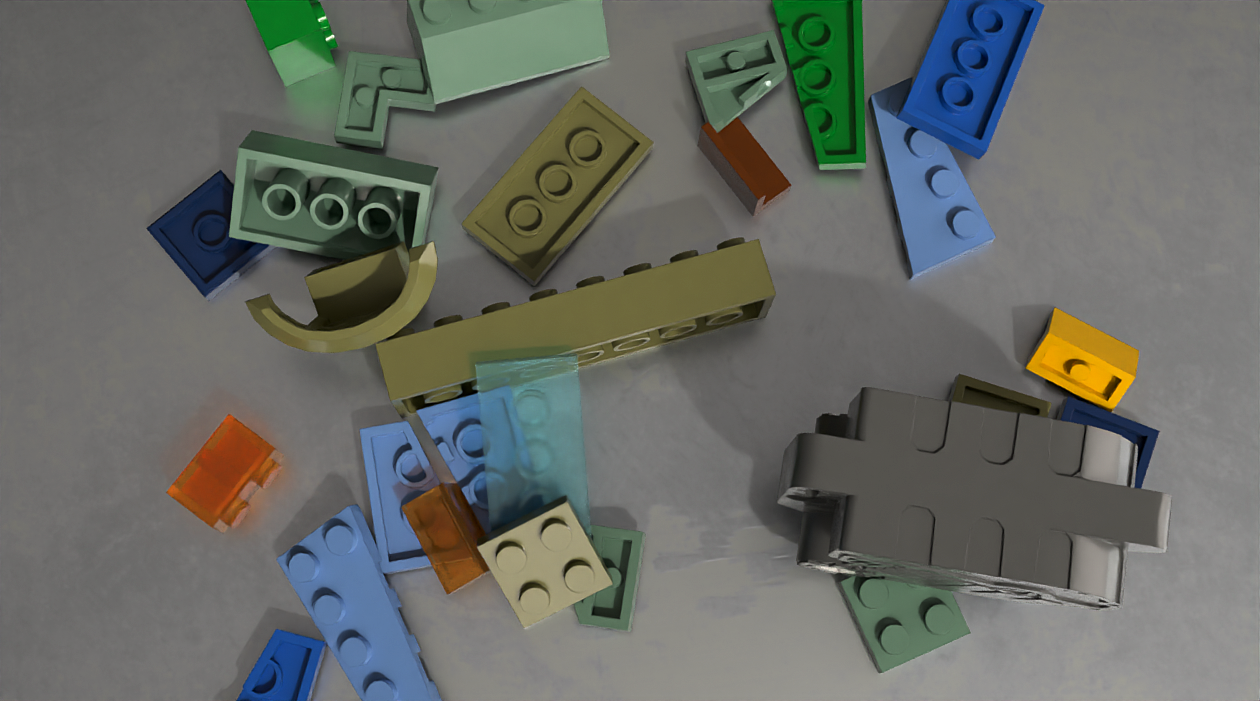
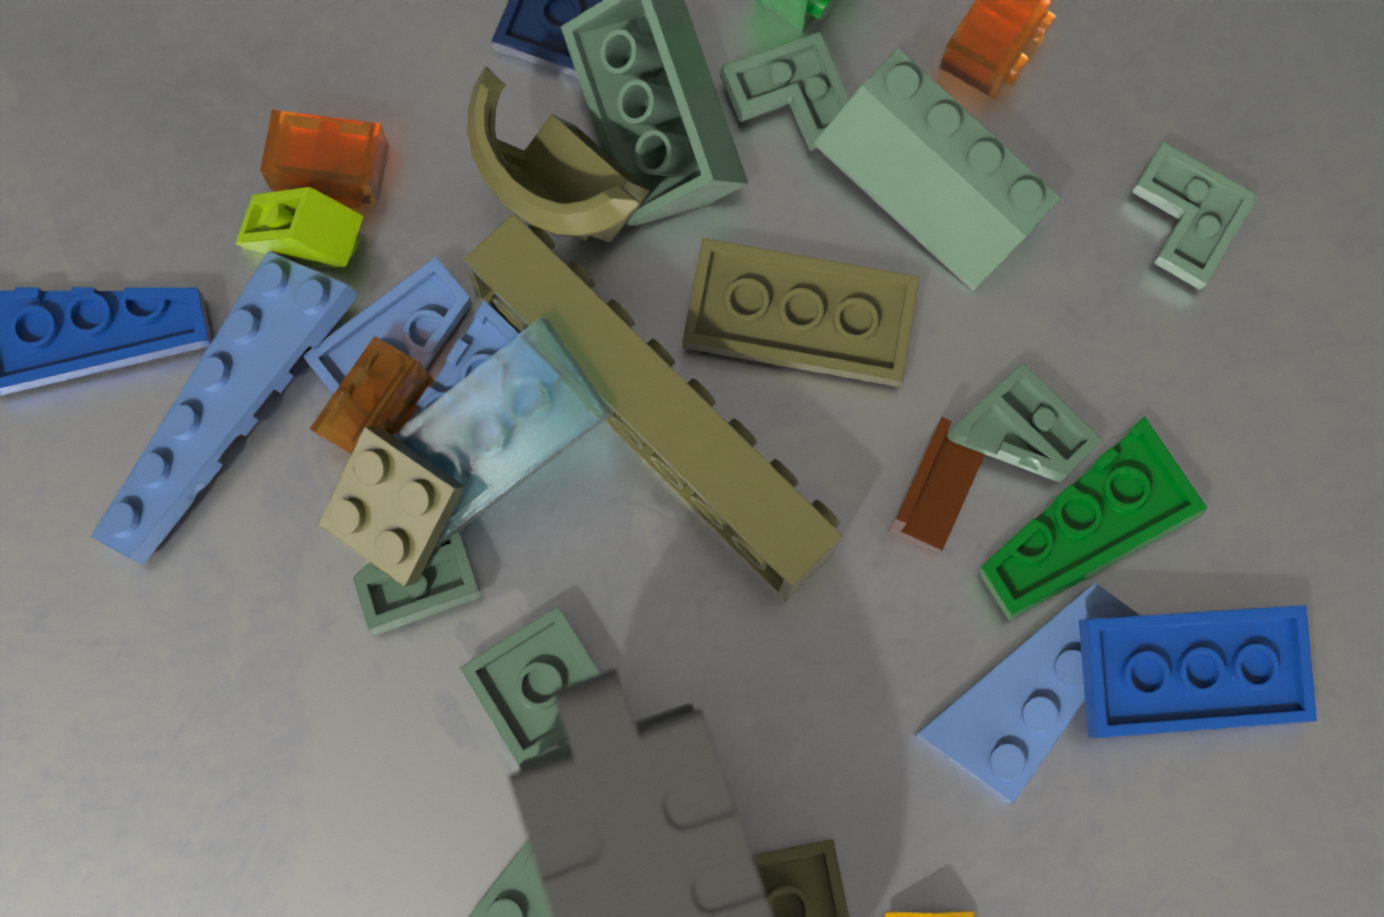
camera: 65 degrees right, 0 degrees up
(272, 523) = (301, 227): none -> lime slope
(736, 526) = (519, 679): none -> sand green plate

